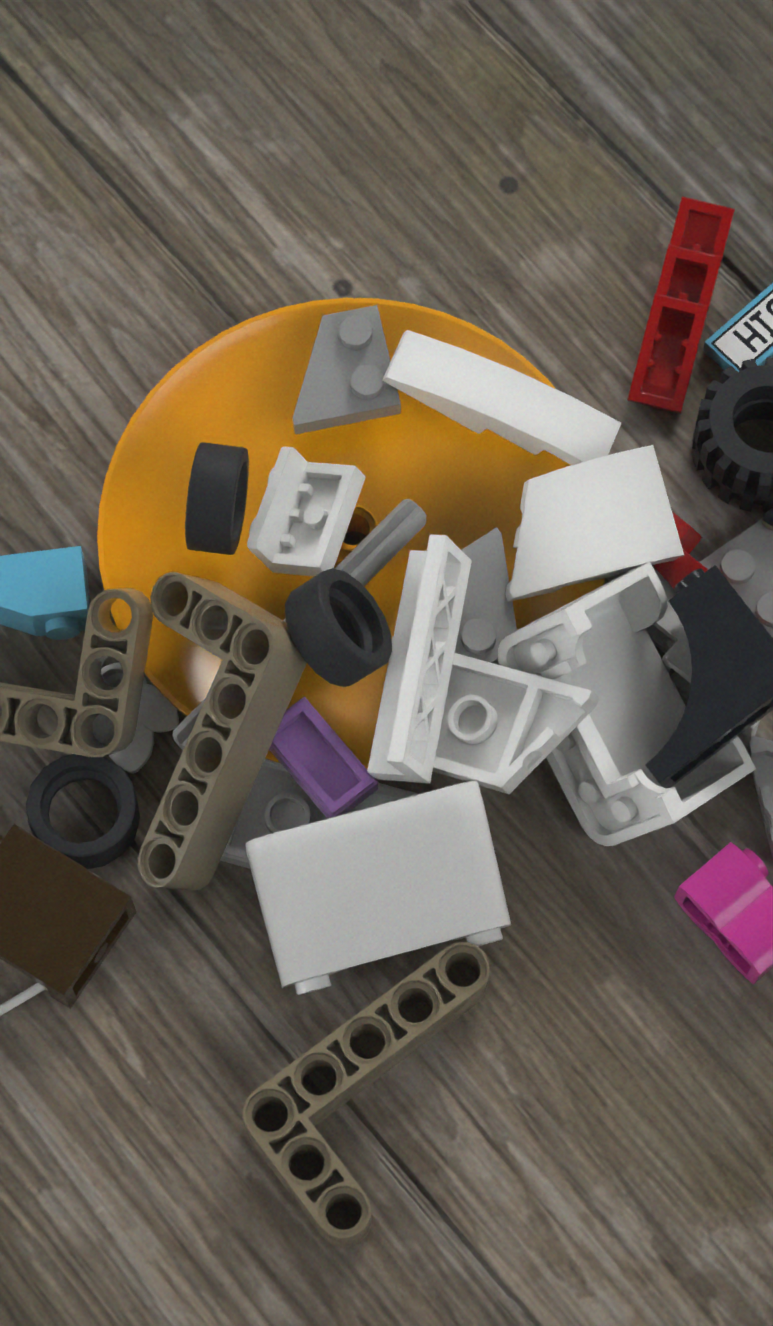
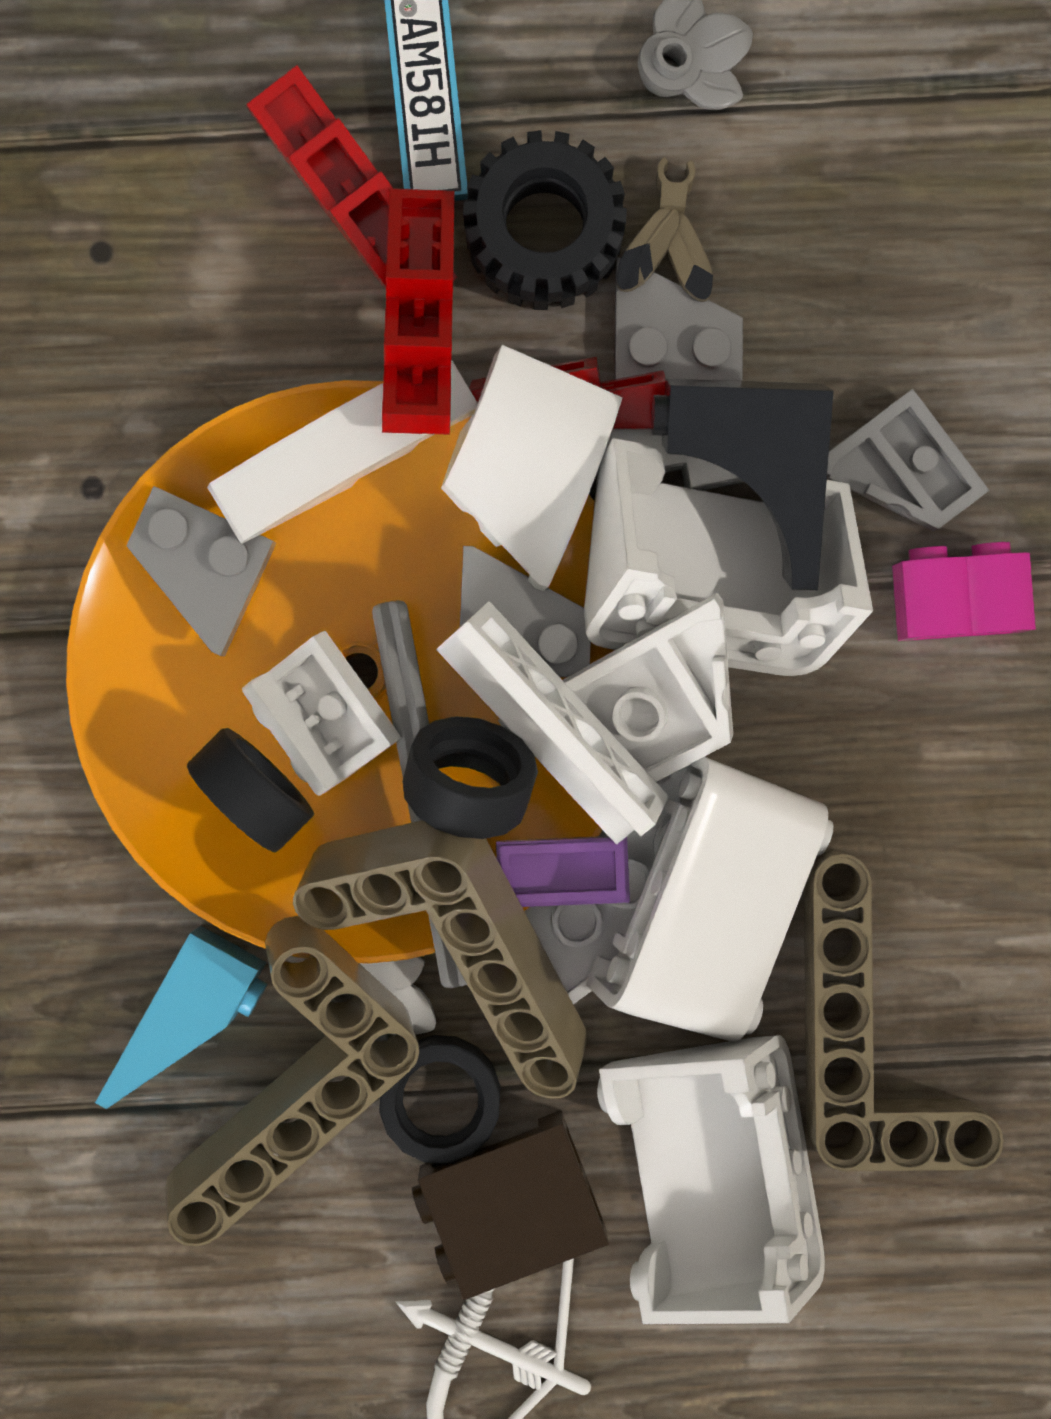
camera: 55 degrees left, 20 degrees up
(179, 1051) = (719, 1182): none -> white windscreen
(632, 385) = (418, 312): none -> red slope

